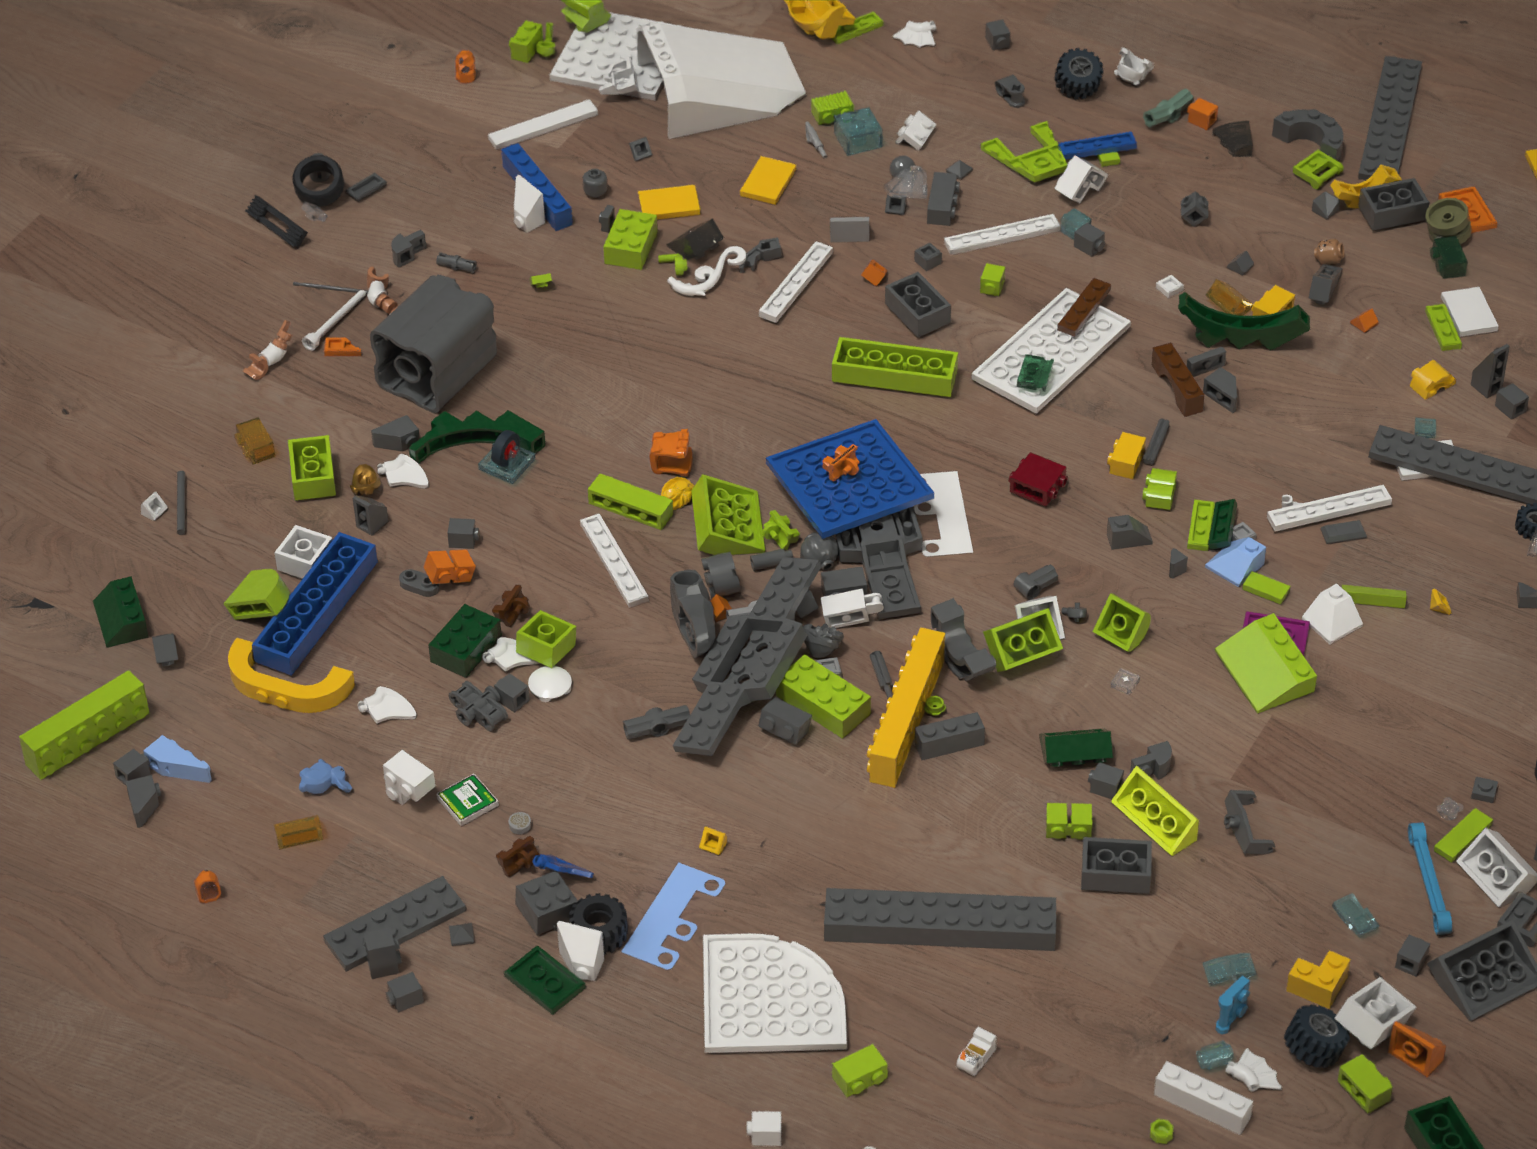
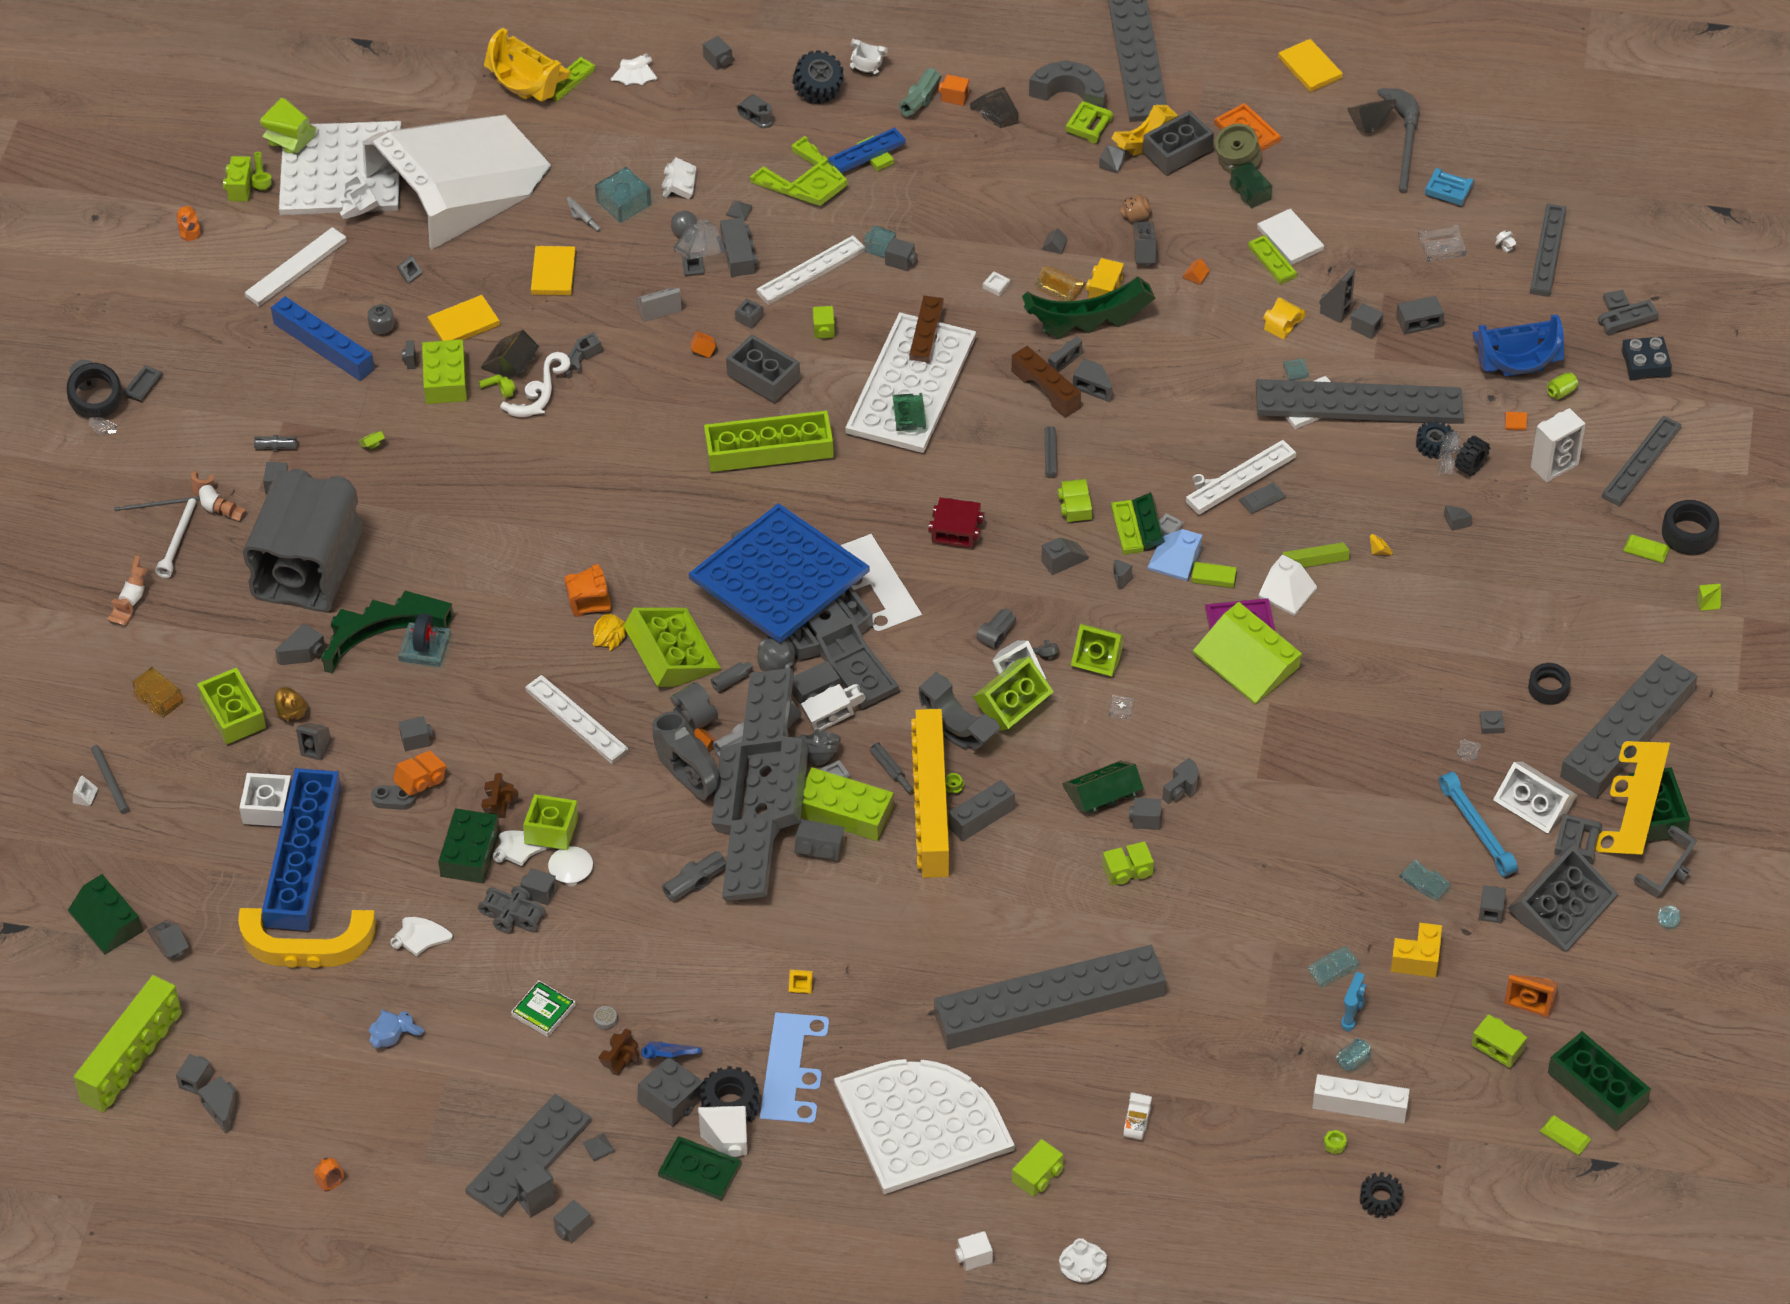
camera: 20 degrees left, 5 degrees up
(175, 762) = (233, 1054): light blue slope -> none
(258, 595) = (242, 857): lime brick -> none
(259, 208) = (42, 437): black container -> none
(298, 832) = (391, 1090): clear yellow brick -> none
(340, 347) = (197, 566): orange tile -> none
(403, 472) = (323, 684): white arm -> none
(405, 247) = (216, 440): dark grey brick -> none
(407, 778) = (481, 1005): white brick -> none
(528, 206) = (325, 362): white slope -> none
(630, 501) = (567, 653): lime brick -> none
(778, 529) = (725, 643): lime hips -> none
(795, 282) = (629, 374): white plate -> none
(828, 106) = (585, 174): lime brick -> none
(844, 462) = (772, 560): orange hips -> none
(1079, 178) = (865, 192): white brick -> none
(1116, 865) = (1191, 895): dark grey brick -> none
(1126, 455) = (1030, 474): yellow brick -> none
(1156, 812) = (1205, 831): neon yellow slope -> none
(1194, 208) = (989, 195): dark grey brick -> none
(1238, 821) = (1286, 820): dark grey piece -> none
(1253, 1072) = (1393, 1059): white arm -> none
(1316, 1036) = (1440, 1008): black wheel -> none
(1373, 1011) = (1485, 971): white brick -> none
(1463, 835) = (1490, 772): lime tile -> none

